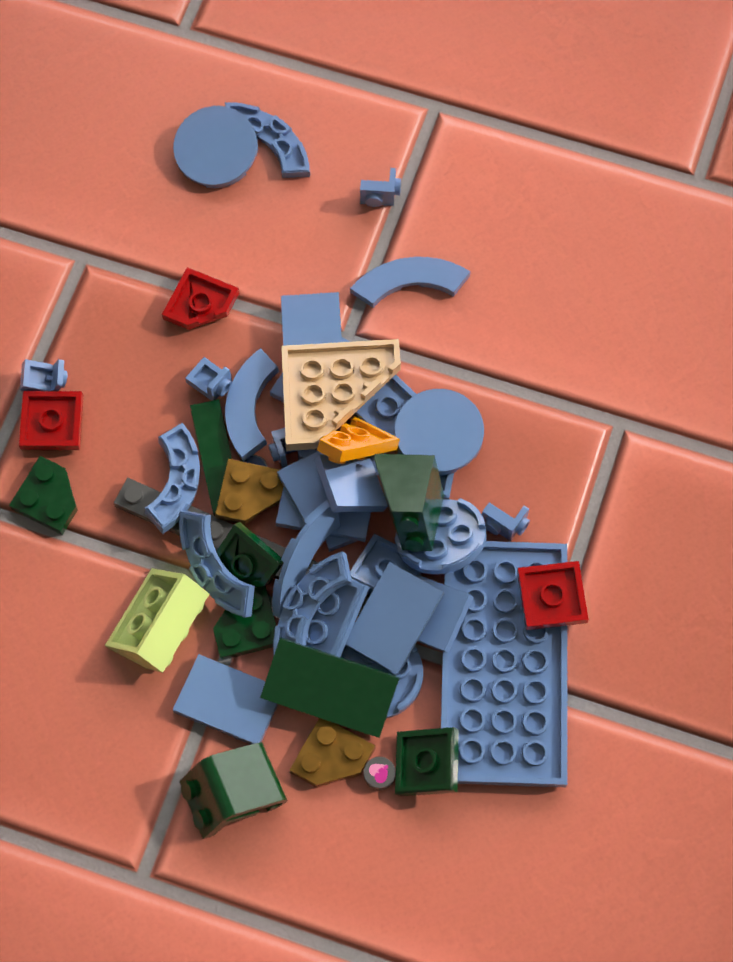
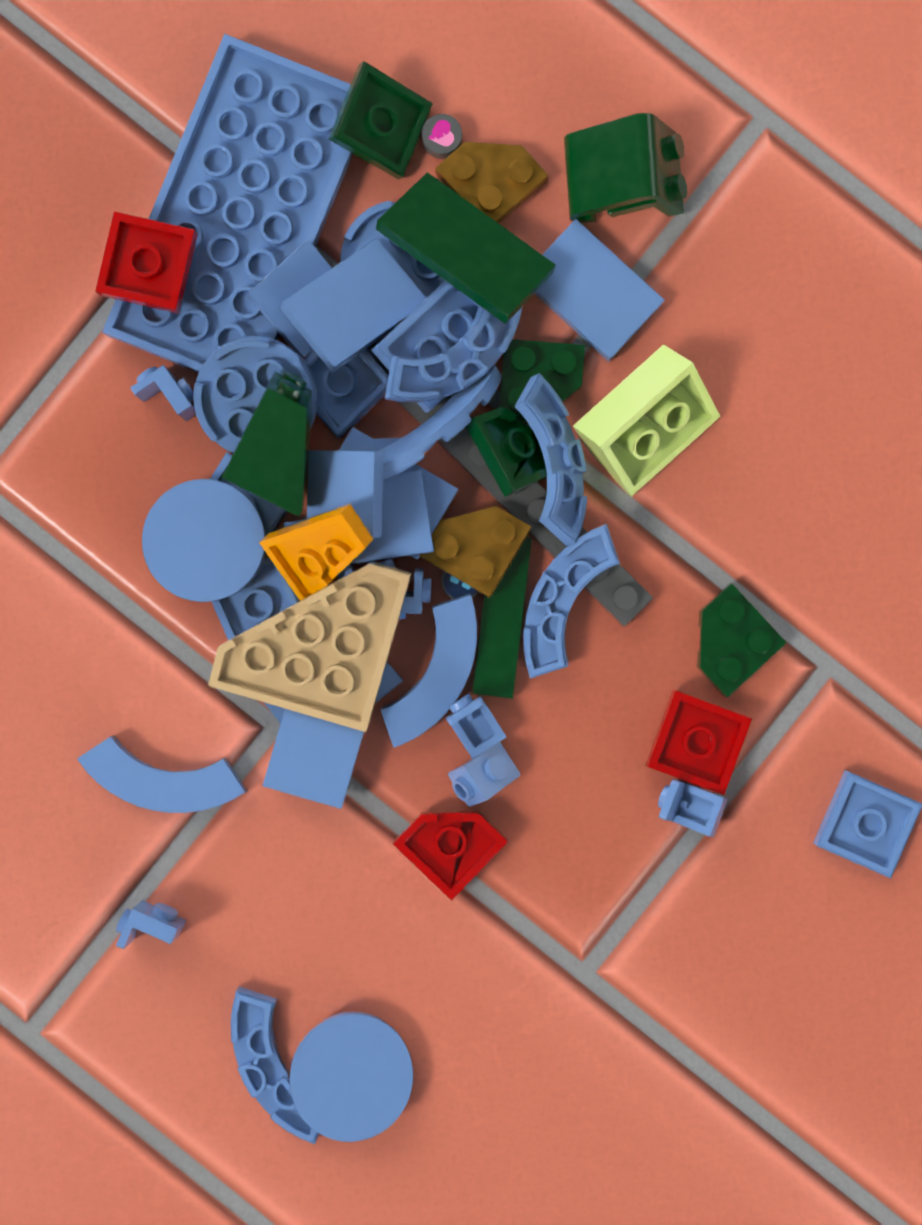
camera: 160 degrees left, 20 degrees up
(191, 349) = (483, 775): none -> medium blue bracket

